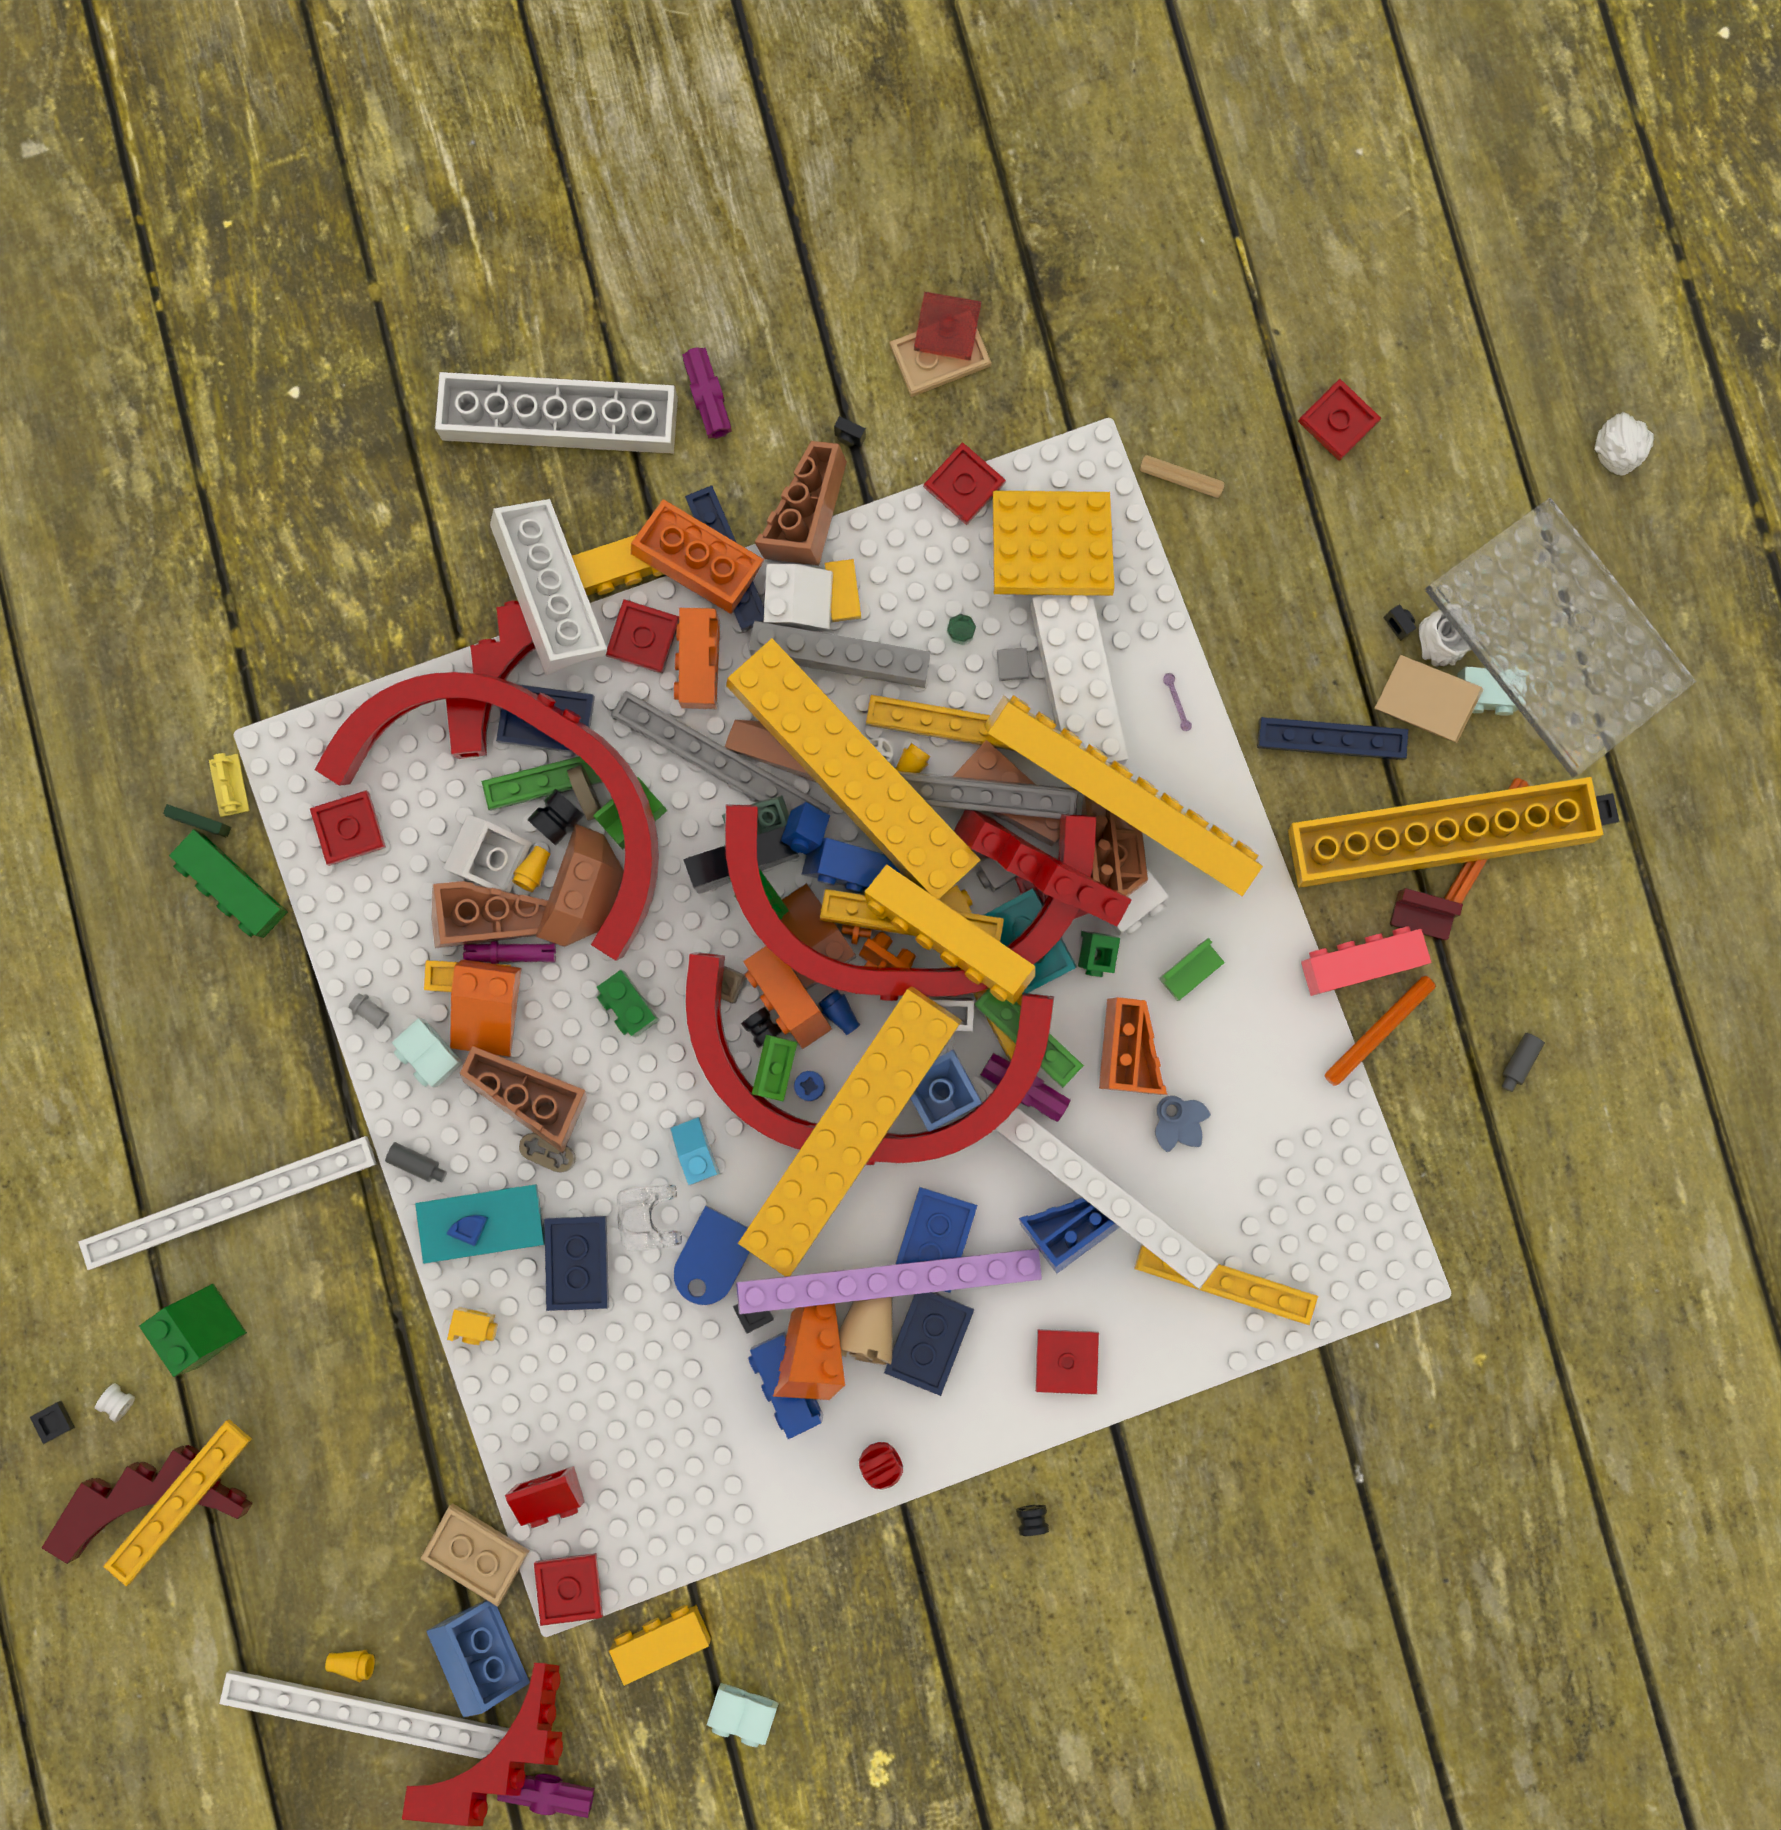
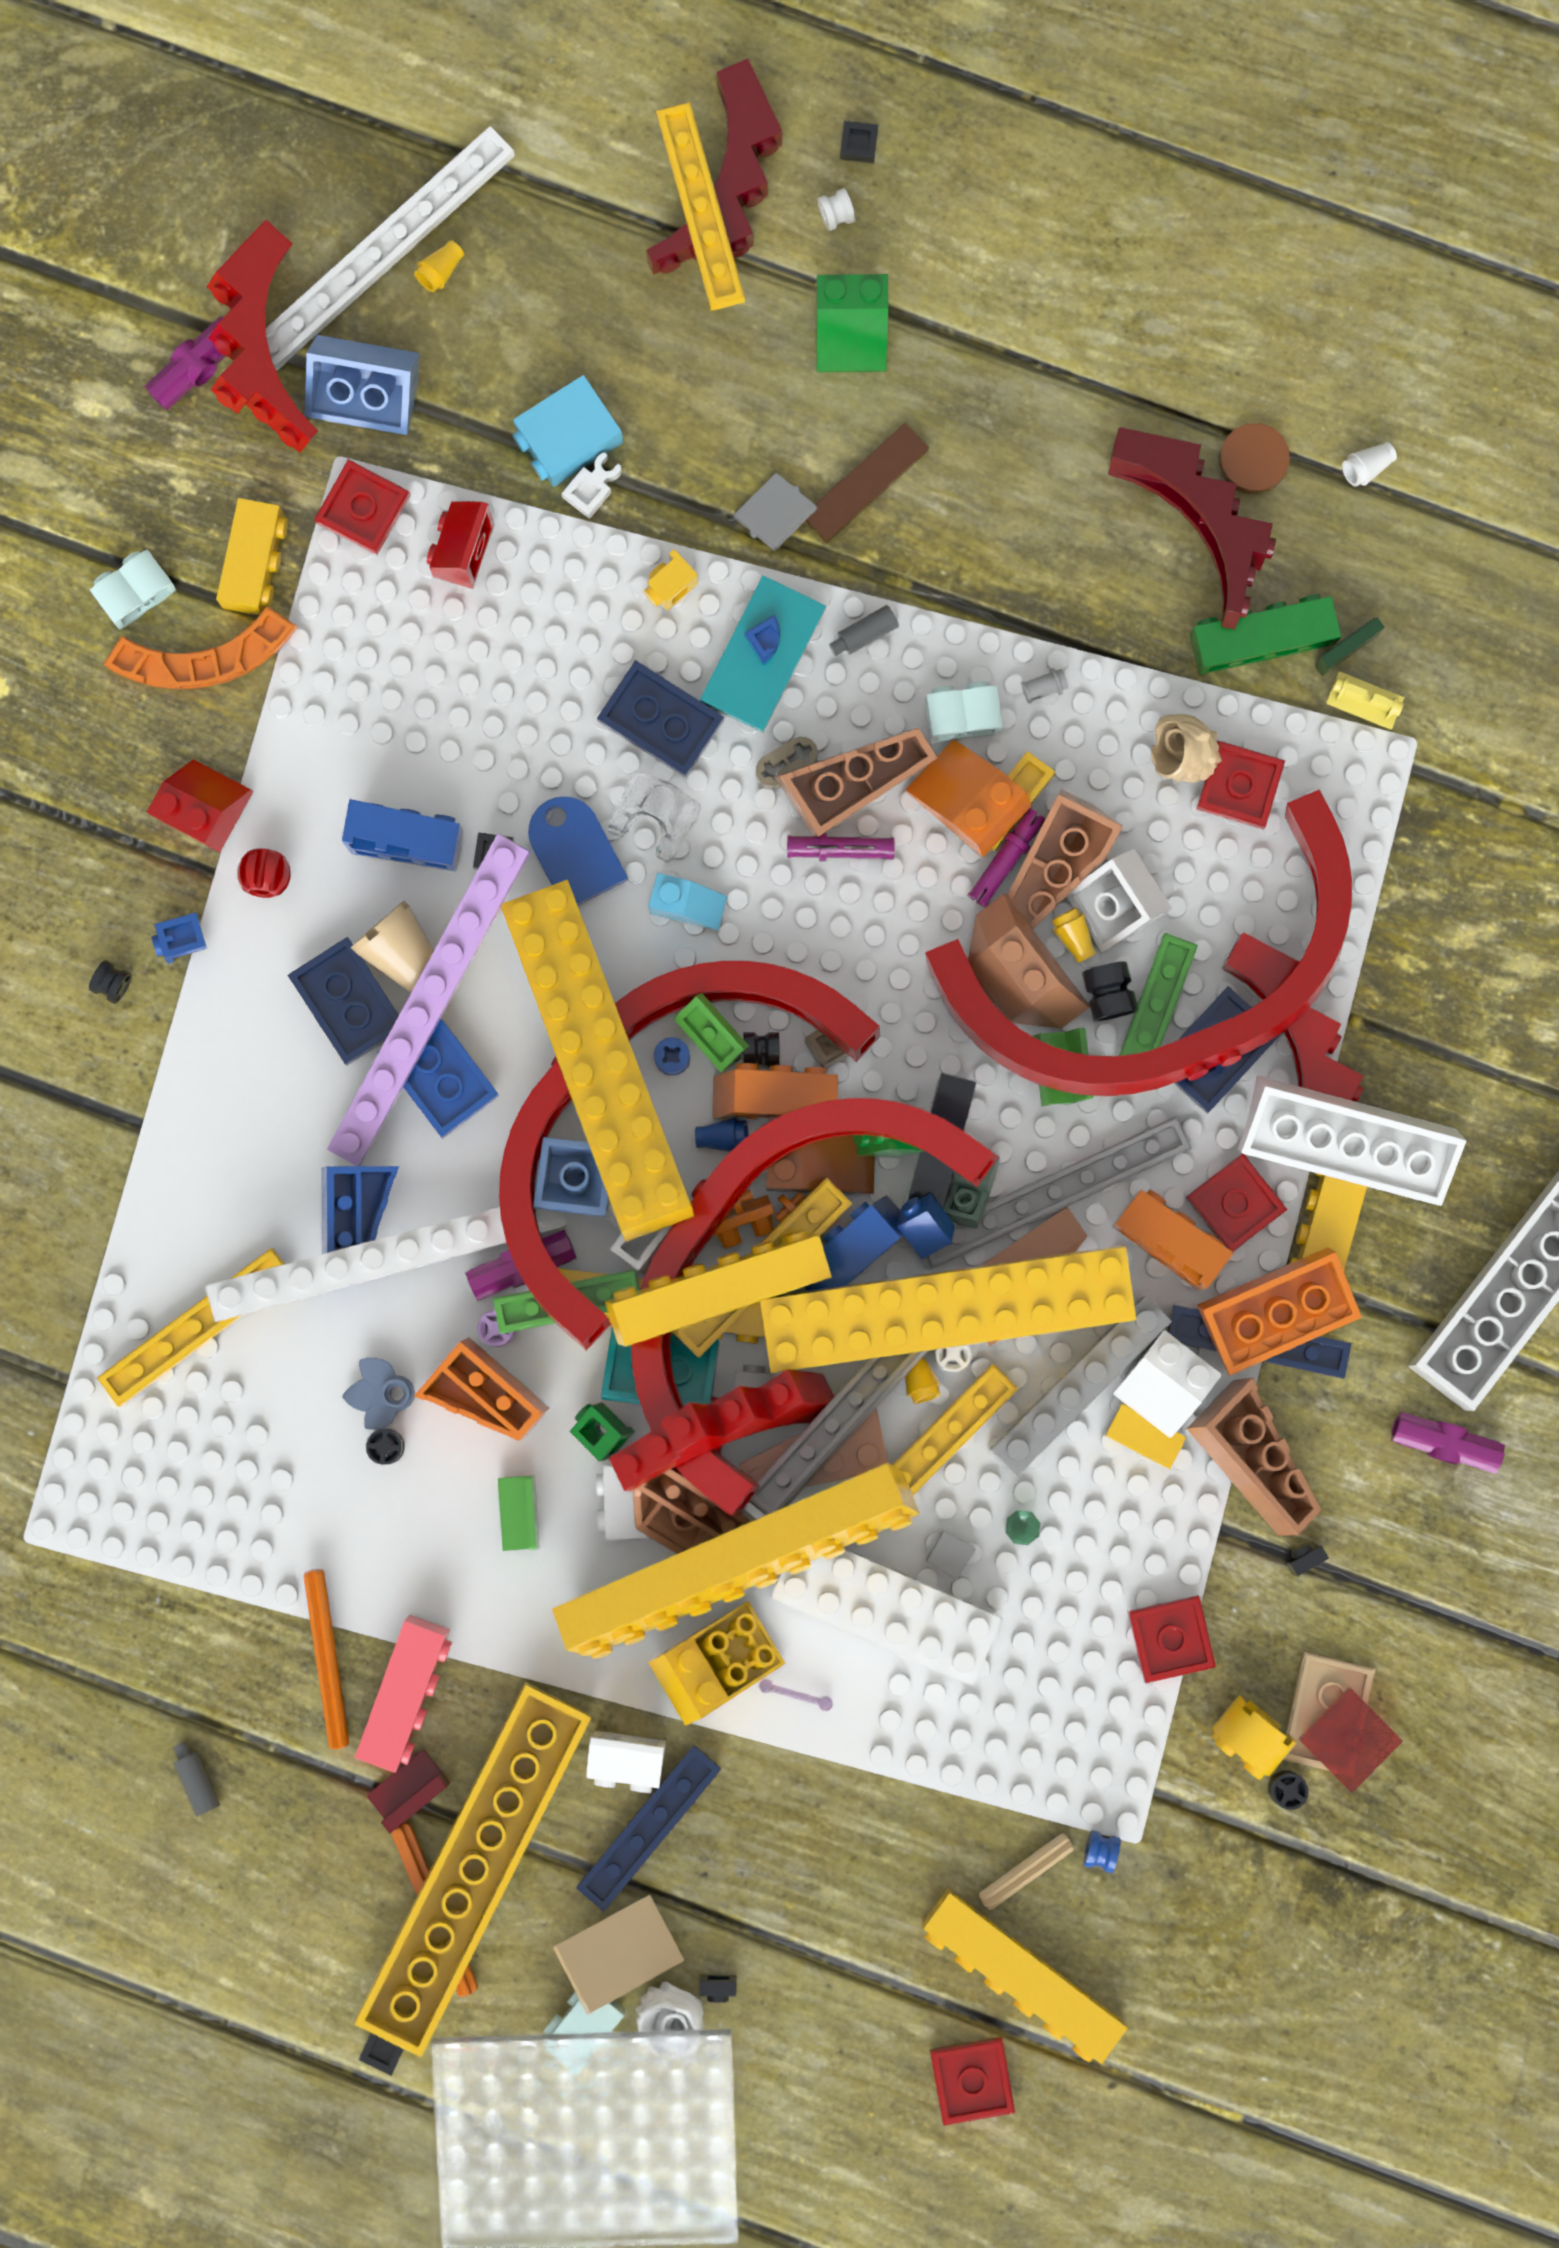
camera: 125 degrees right, 0 degrees up
(54, 896) = (1368, 463): none -> white cone
(103, 978) = (1254, 458): none -> dark orange tile
(159, 983) = (1175, 474): none -> dark red arch
(227, 1203) = (951, 435): white plate -> none
(305, 1239) = (866, 482): none -> reddish brown tile
(348, 881) = (1184, 749): none -> tan hair
(370, 1289) = (775, 512): none -> light grey piece
(412, 1481) = (566, 431): none -> medium azure brick
(444, 1434) = (590, 489): none -> white plate
(475, 1554) = (457, 444): tan tile -> none
(584, 791) = (1115, 1036): dark tan beam -> none
(601, 1102) = (883, 847): none -> magenta pin
(627, 1003) = (875, 935): green brick -> none
(763, 1619) = (203, 667): none -> orange tile
(812, 1355) = (411, 876): orange wedge -> none
(862, 1548) = (200, 804): none -> red slope
(967, 1493) = (178, 937): none -> blue bracket
(991, 387) = (1252, 1736): none -> yellow brick
(1009, 338) = (1293, 1794): none -> black wheel
(1052, 543) = (1045, 1681): yellow plate -> none
(1067, 1361) = (232, 1119): red plate -> none
(1085, 1075) = (488, 1327): none -> lavender wheel
(1134, 435) = (1101, 1851): none -> blue wheel
(1196, 767) = (716, 1663): none -> yellow slope
(1217, 1090) = (378, 1446): none -> black wheel
(1250, 432) = (1024, 1976): none -> yellow brick
(1300, 783) = (625, 1760): none -> white slope

